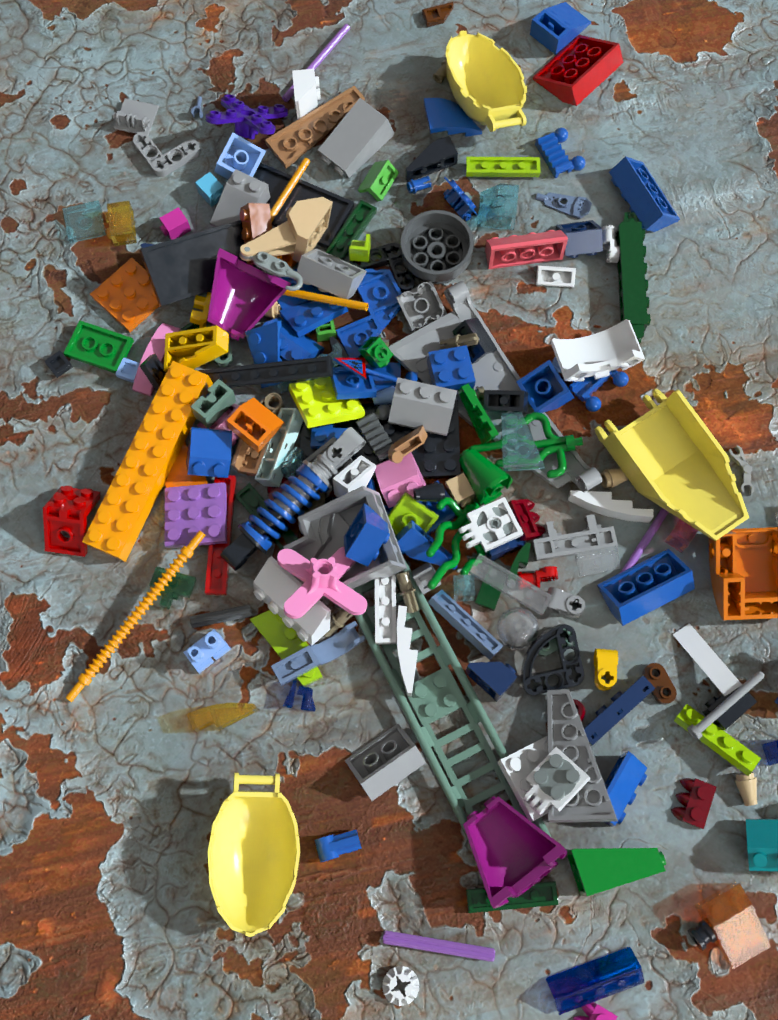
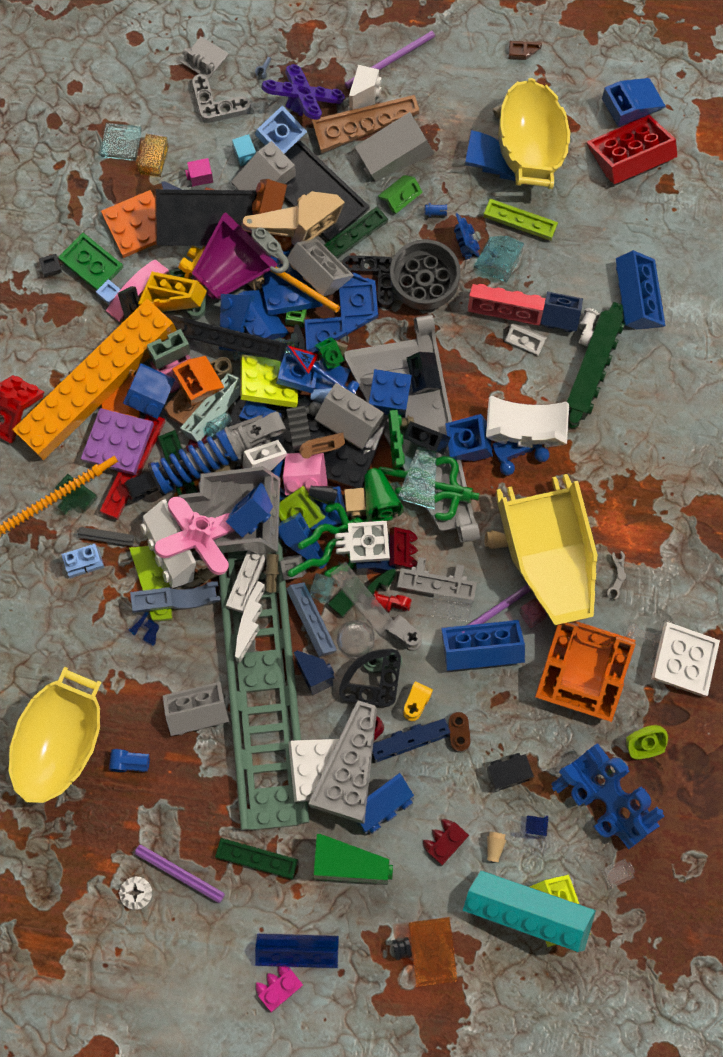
camera: 20 degrees right, 0 degrees up
(220, 714) = (73, 619): clear yellow slope -> none
(289, 187) = (315, 173): light orange piece -> none
(360, 250) = (355, 254): lime panel -> none
(421, 305) = (390, 324): light grey slope -> none
(435, 157) = (458, 190): black slope -> none
(458, 340) = (407, 368): dark tan axle -> none
(509, 850) = (266, 818): magenta cone -> none
(554, 782) = (326, 774): piece -> none
(555, 156) = (574, 223): blue gear -> none
(570, 208) = (569, 279): sand blue piece -> none
(603, 504) = (476, 559): white slope -> none
(696, 731) = (468, 780): light grey bar -> none
(707, 659) = (508, 726): white sticker -> none
(720, 741) = (486, 796): lime plate -> none

